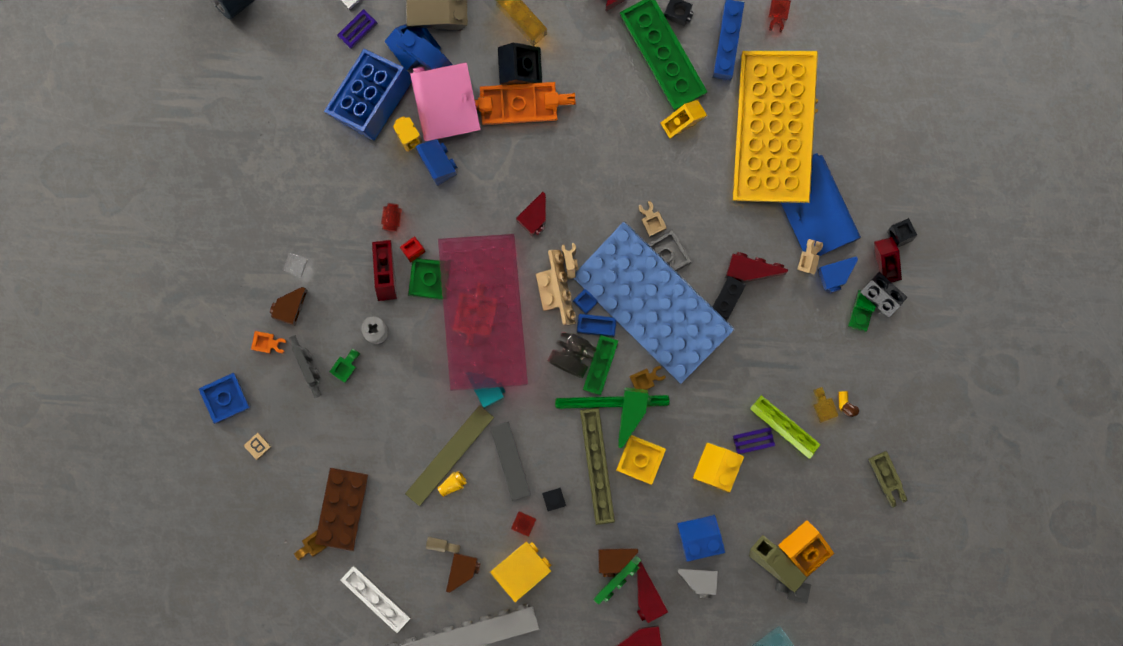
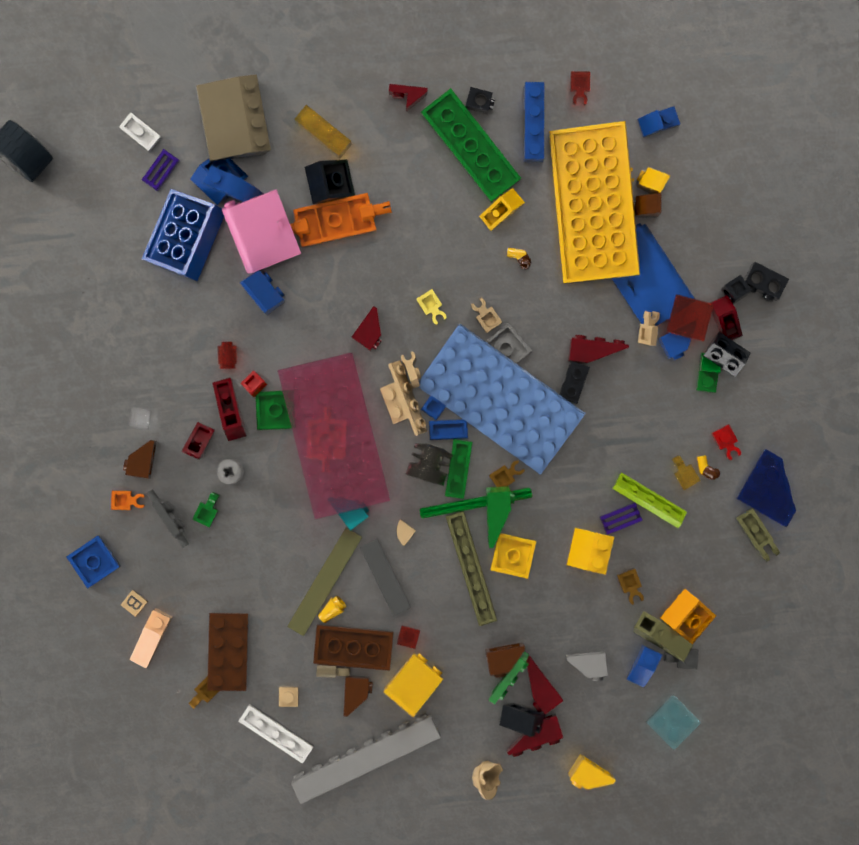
camera: 10 degrees left, 5 degrees up
(267, 482) = (150, 637): none -> light nougat slope
(348, 295) = (198, 441): none -> dark red slope
(394, 564) = (288, 696): none -> tan plate
(407, 133) = (228, 269): yellow brick -> none
(467, 525) = (353, 647): none -> reddish brown plate
(536, 419) = (404, 532): none -> tan tile
(554, 499) = (434, 608): black plate -> none
(598, 200) = (430, 303): none -> light yellow plate
(623, 624) = (521, 719): none -> black hinge
(695, 167) = (521, 256): none -> arm
(701, 538) = (584, 623): blue slope -> none
(753, 505) = (629, 583): none -> pearl gold plate
(754, 591) = (644, 666): none -> blue slope
(827, 137) = (647, 205): none -> reddish brown slope
(835, 115) = (652, 180): none -> yellow slope
(850, 59) = (658, 121): none -> blue slope
(852, 252) = (689, 318): none -> clear red tile
(869, 379) = (725, 439): none -> red plate
(905, 435) = (769, 489): none -> clear blue plate
(934, 225) = (766, 276): none -> black brick

